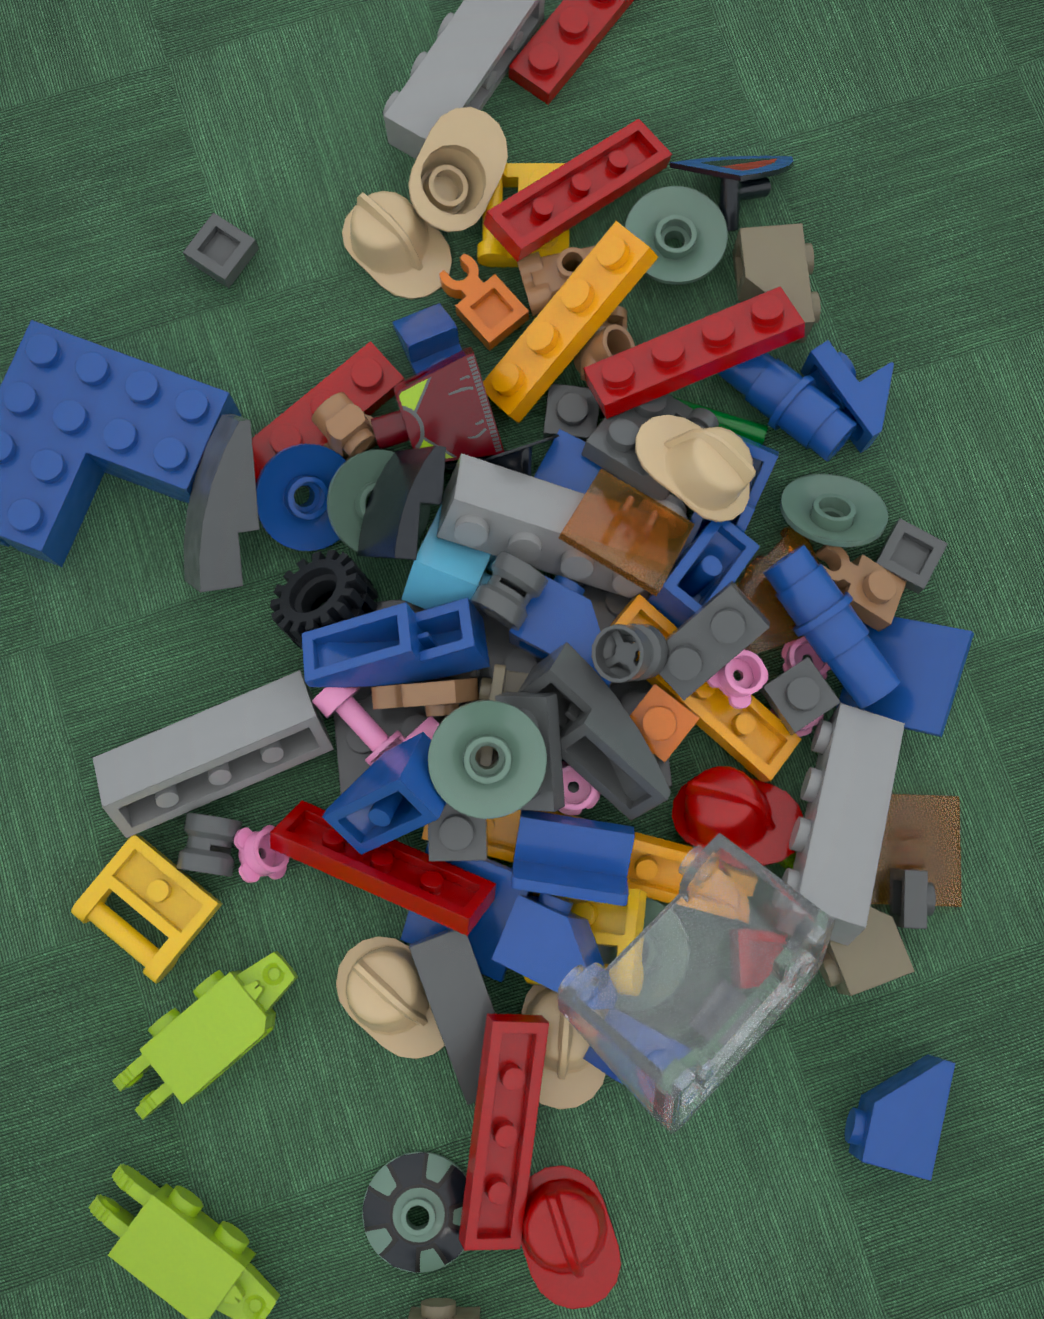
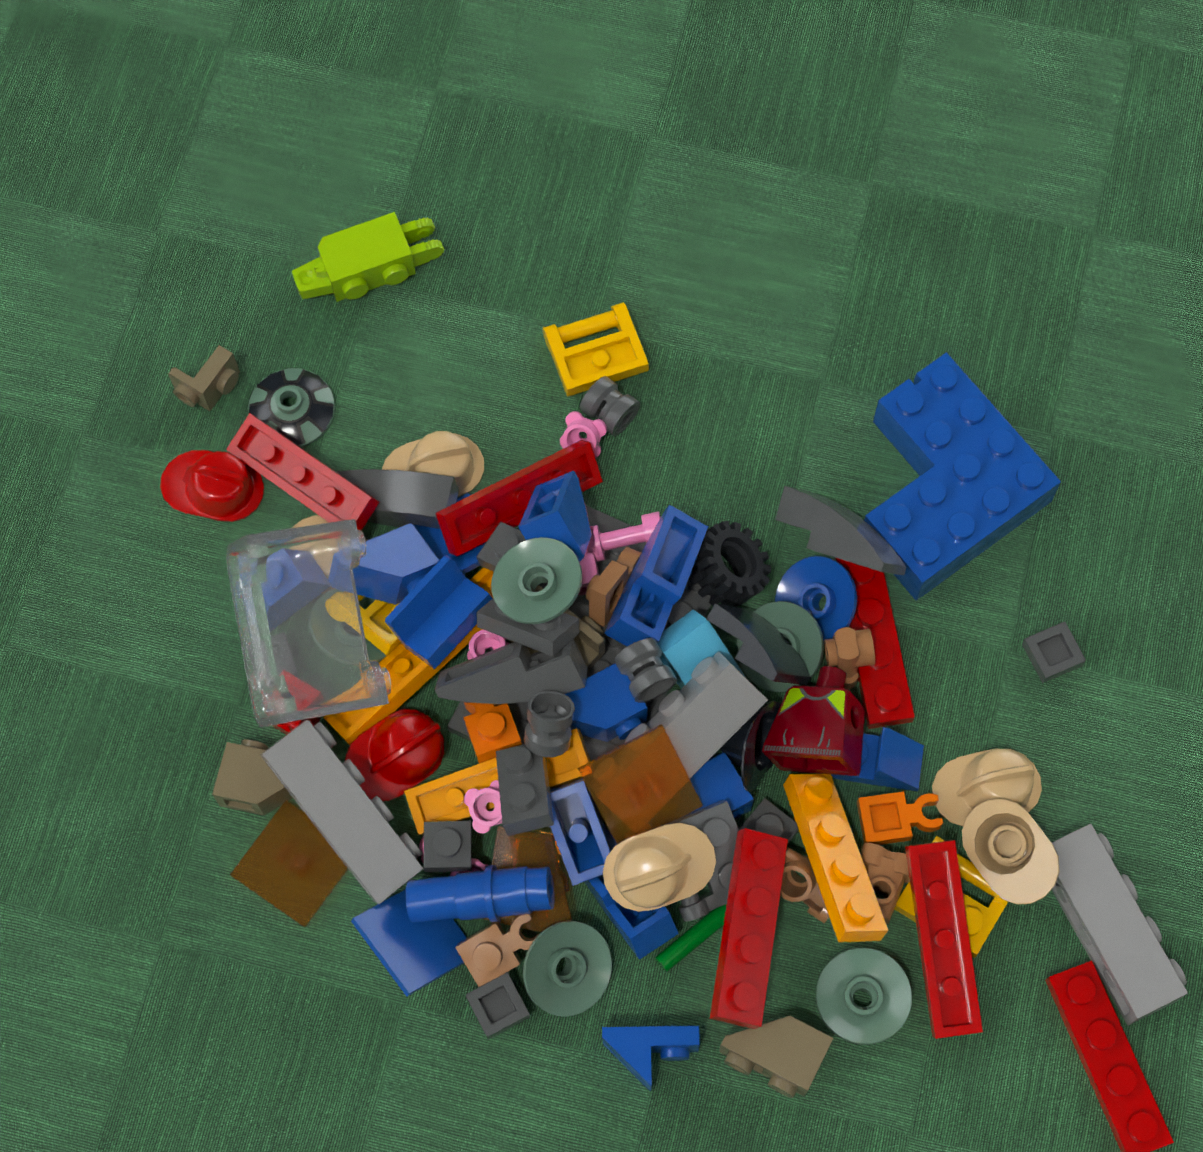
camera: 125 degrees right, 10 degrees down
(211, 754) = (669, 433): light grey brick -> none
(211, 1033) = (486, 344): lime hinge -> none
(740, 179) = (887, 1078): black shield -> none
(792, 404) = (664, 994): blue piece -> none
(902, 1118) = (128, 730): blue slope -> none
(911, 898) = (259, 832): dark grey plate -> none

